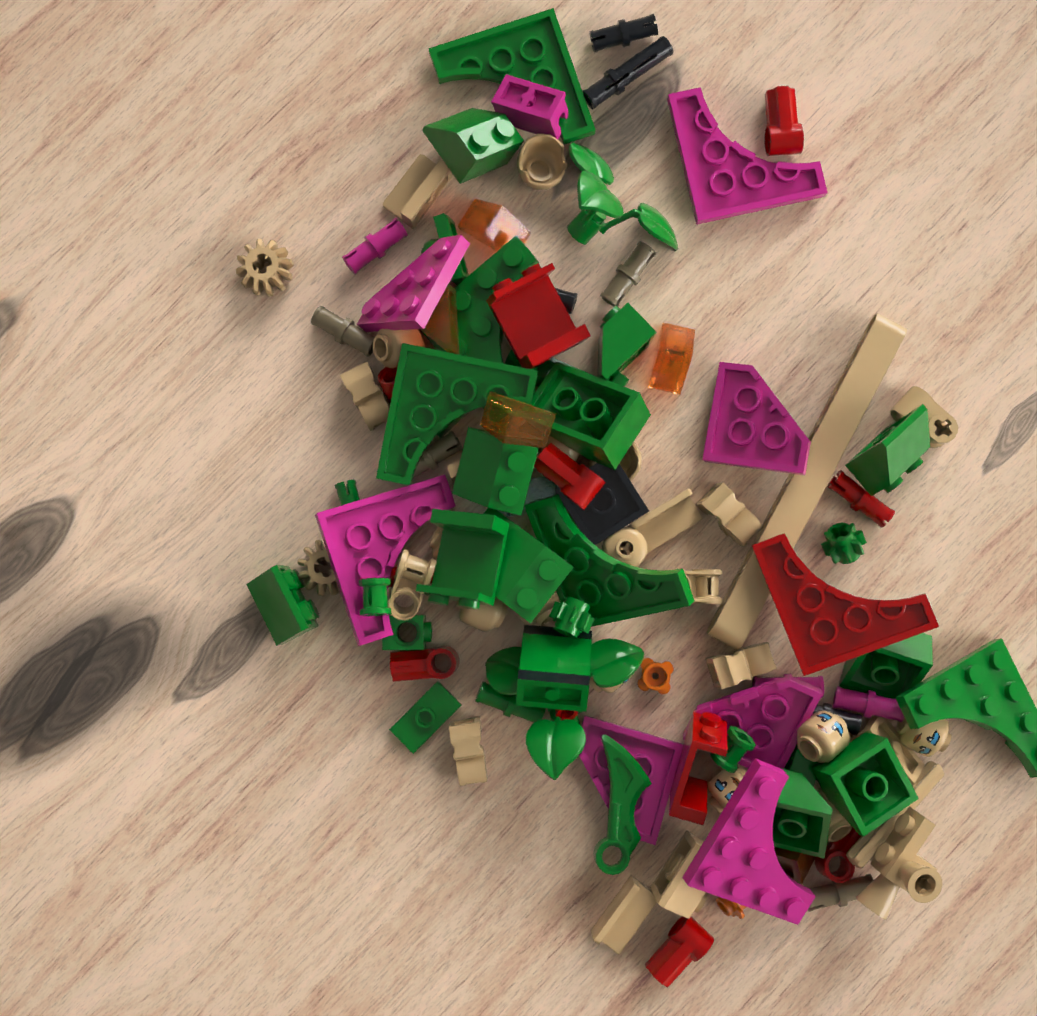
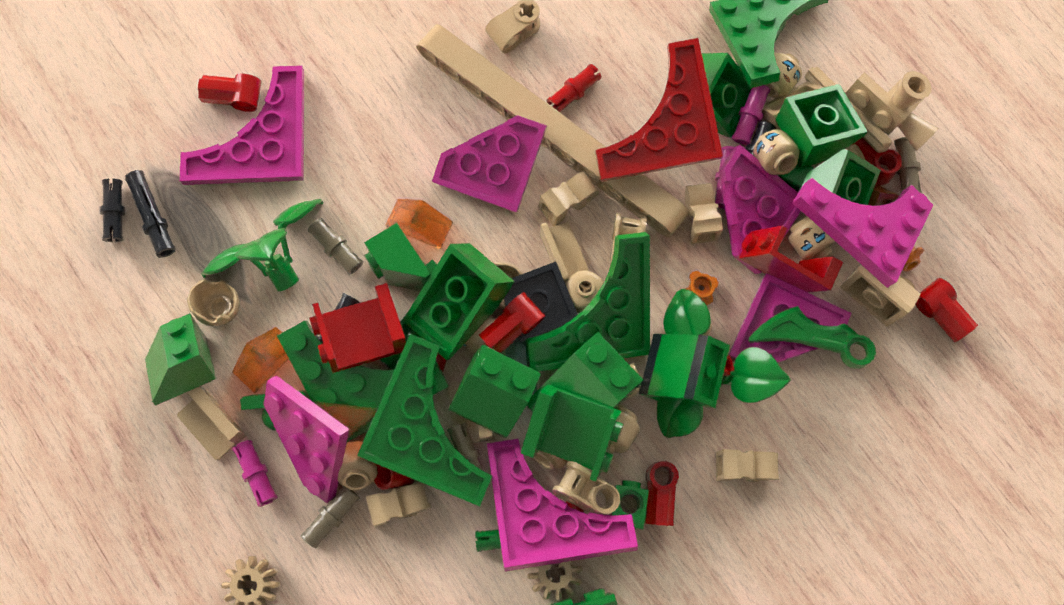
camera: 80 degrees left, 10 degrees down
(375, 597) = (594, 523): green bush -> none
(425, 717) = (710, 502): green plate -> none
(507, 704) = (710, 422): green pin -> none
(516, 421) = (453, 361): clear orange slope -> none
(523, 49) = (110, 300): green plate -> none
(531, 105) = (158, 301): dark pink hinge -> none
(571, 617) = (640, 347): green gear -> none
(624, 915) = (910, 353): tan panel -> none
(738, 744) = (773, 219): green bush -> none
(843, 543) = (610, 108): green gear -> none
(892, 453) = (539, 54): green slope -> none

